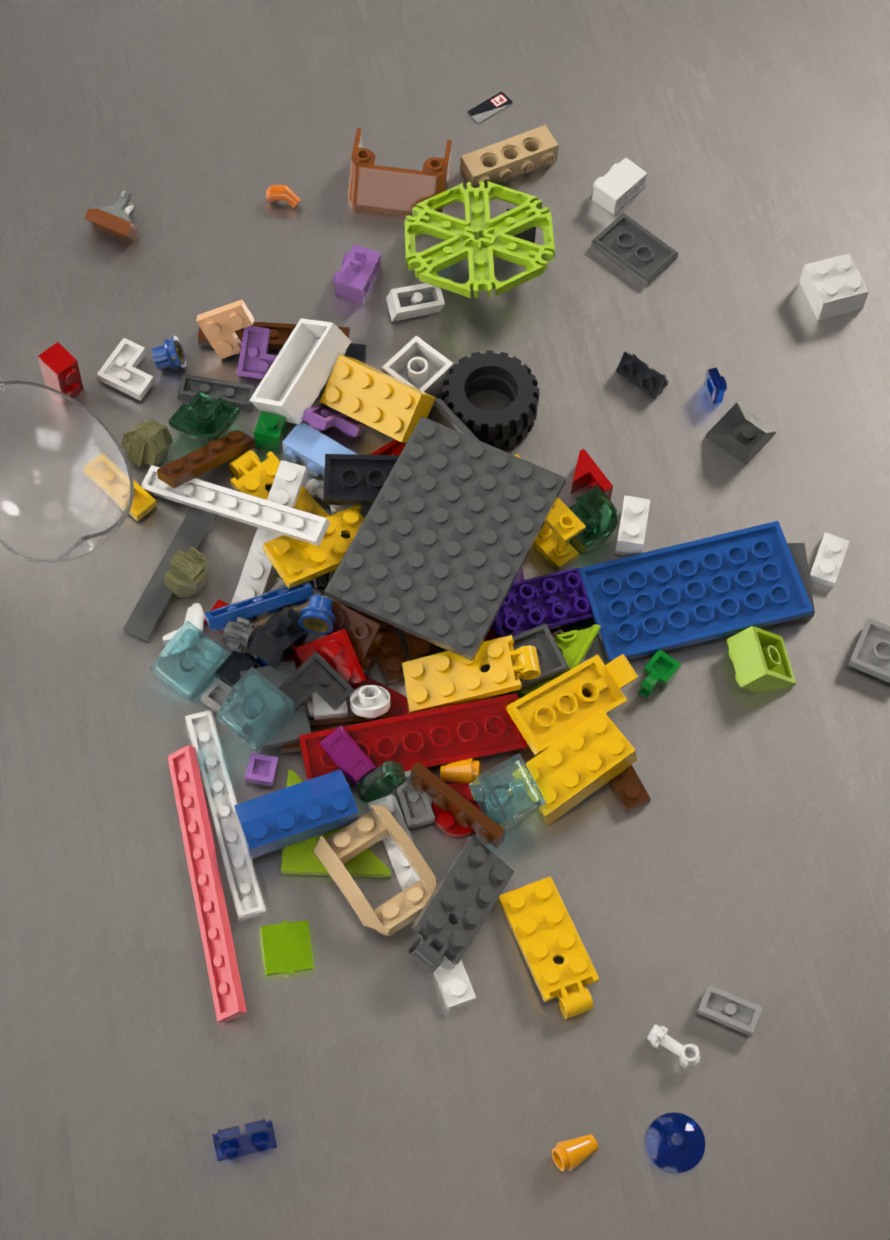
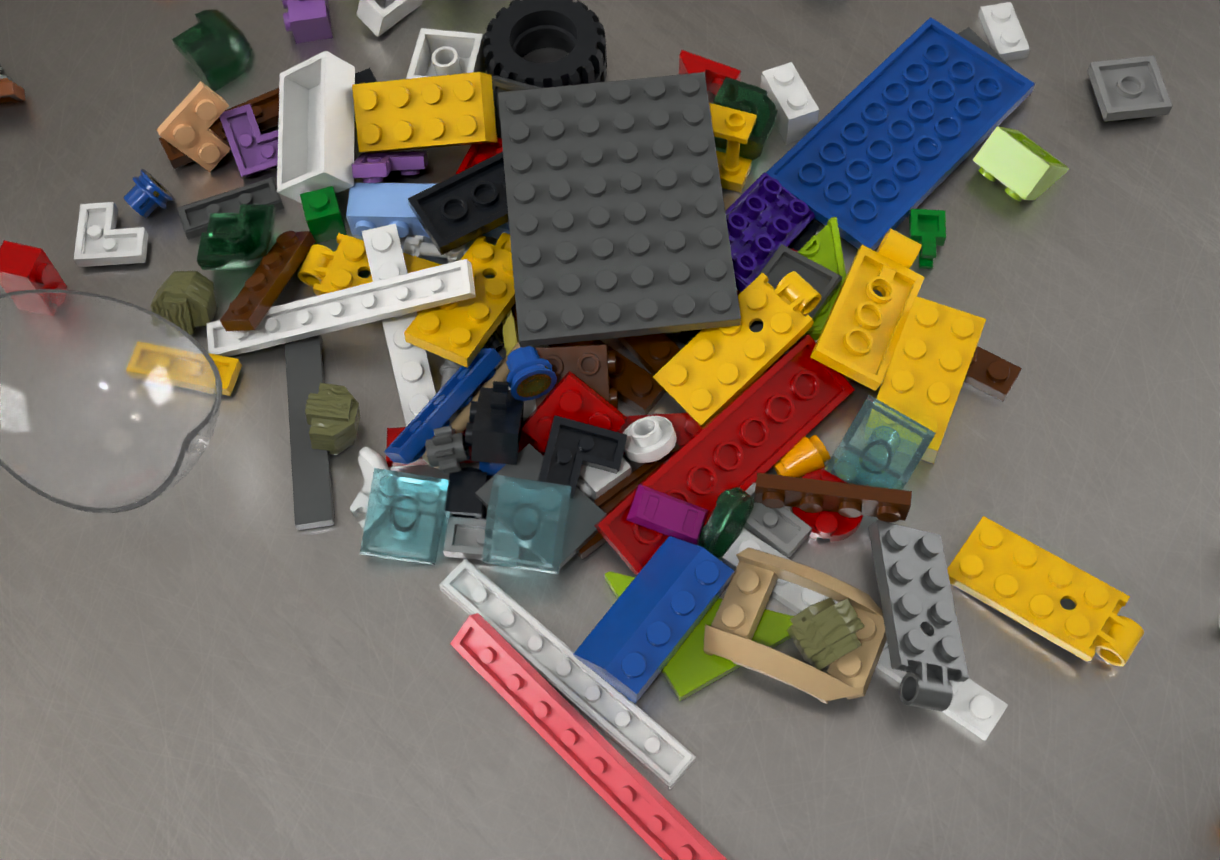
camera: 25 degrees left, 0 degrees up
(261, 769) = (573, 592): medium lavender plate -> none
(278, 271) = (214, 48): none -> clear green brick
(287, 947) = (749, 785): clear neon green piece -> none
(389, 882) = (825, 632): none -> olive hair

